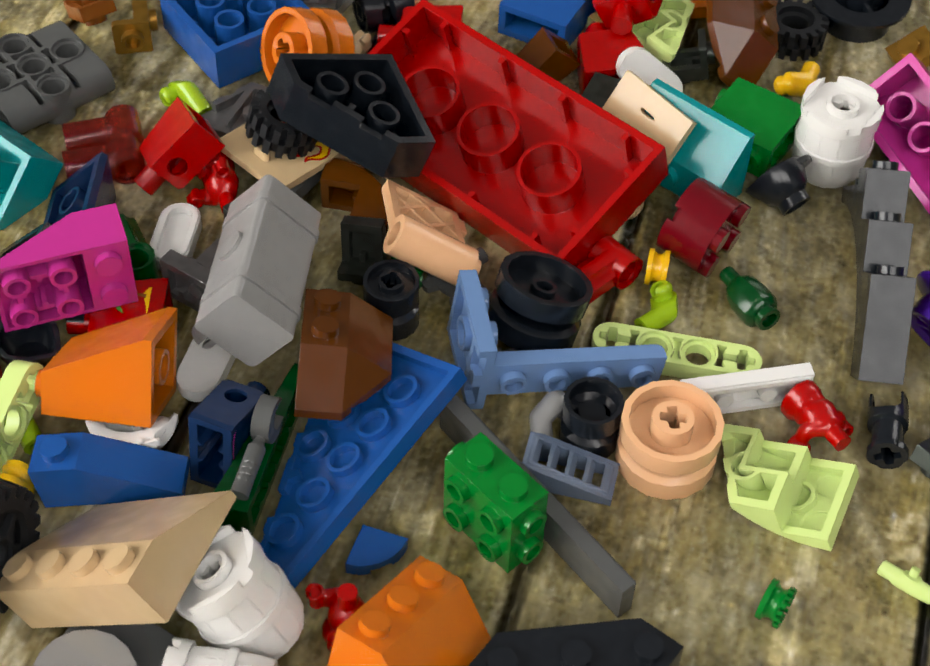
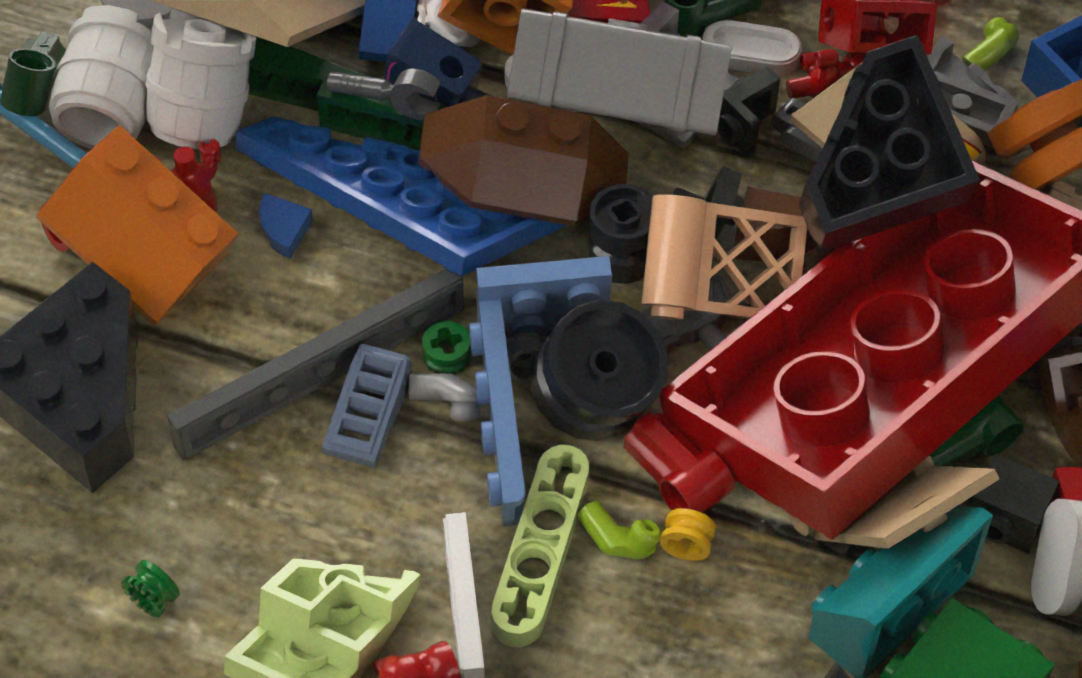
camera: 95 degrees right, 5 degrees up
(494, 502) = (299, 297): green brick -> none
(509, 411) = (436, 358): none -> green bush
(592, 415) = (423, 421): black wheel -> none
(669, 439) = (385, 499): light nougat wheel -> none
(703, 226) = (743, 580): dark red brick -> none
(750, 299) = (628, 640): dark green plant -> none

